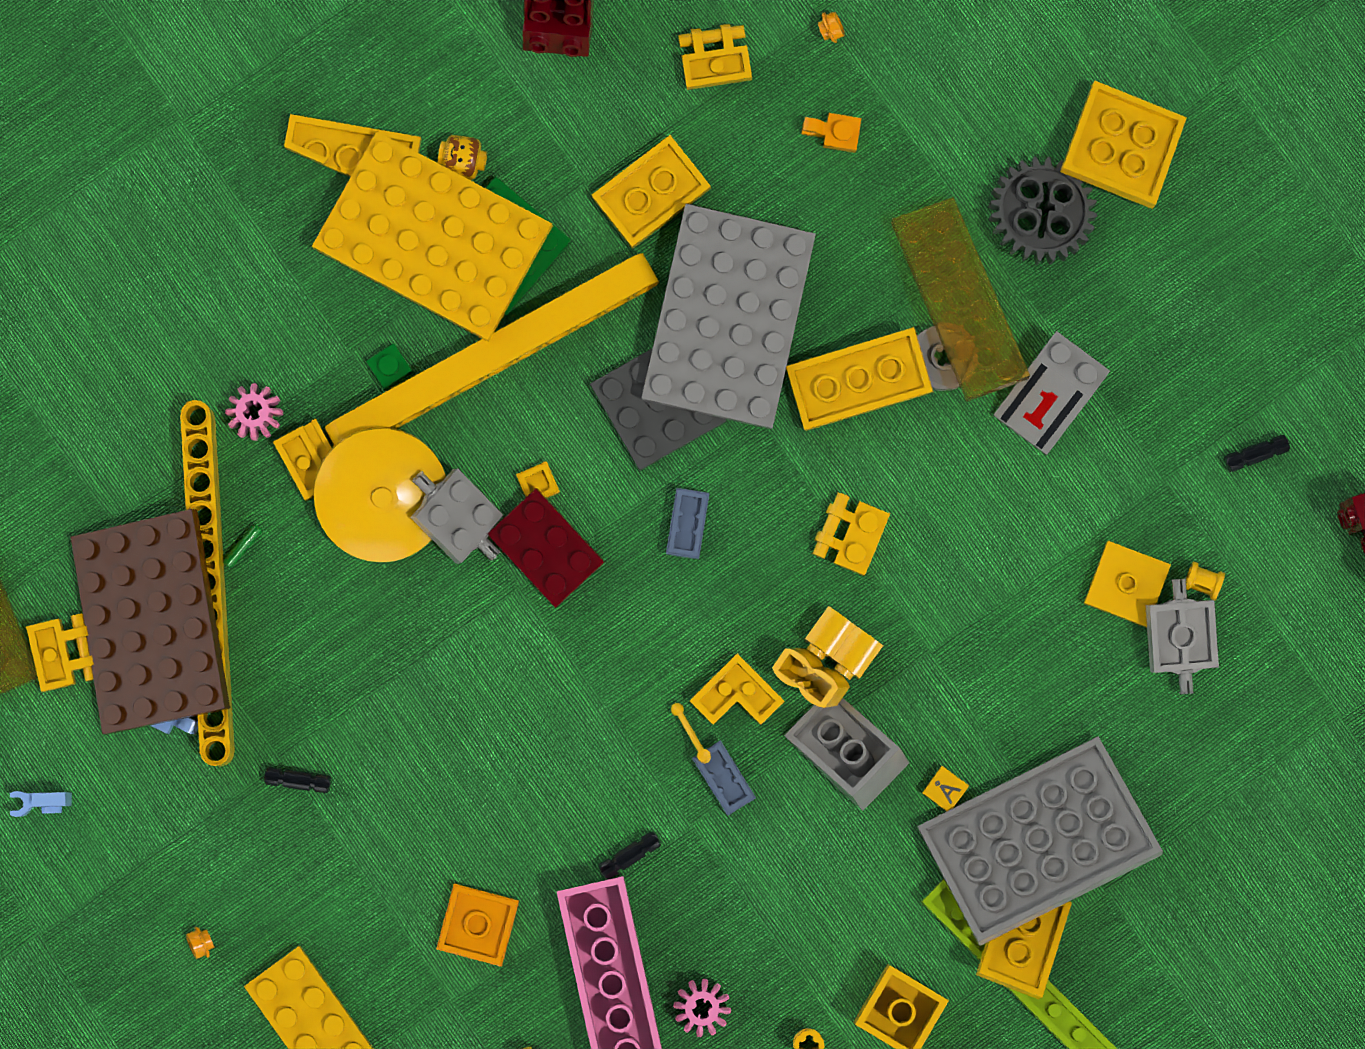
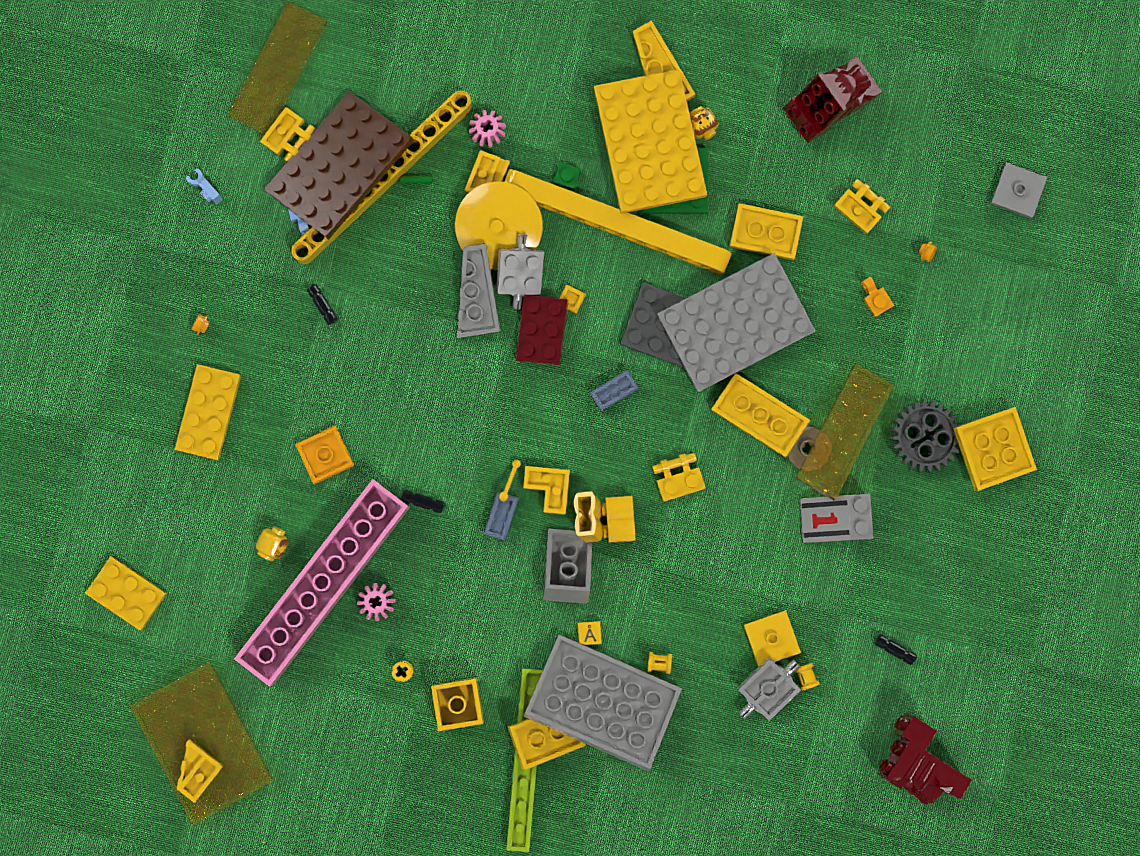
camera: 45 degrees right, 0 degrees up
(446, 592) = (477, 297): none -> light grey wing
(1050, 726) = (663, 662): none -> yellow bush

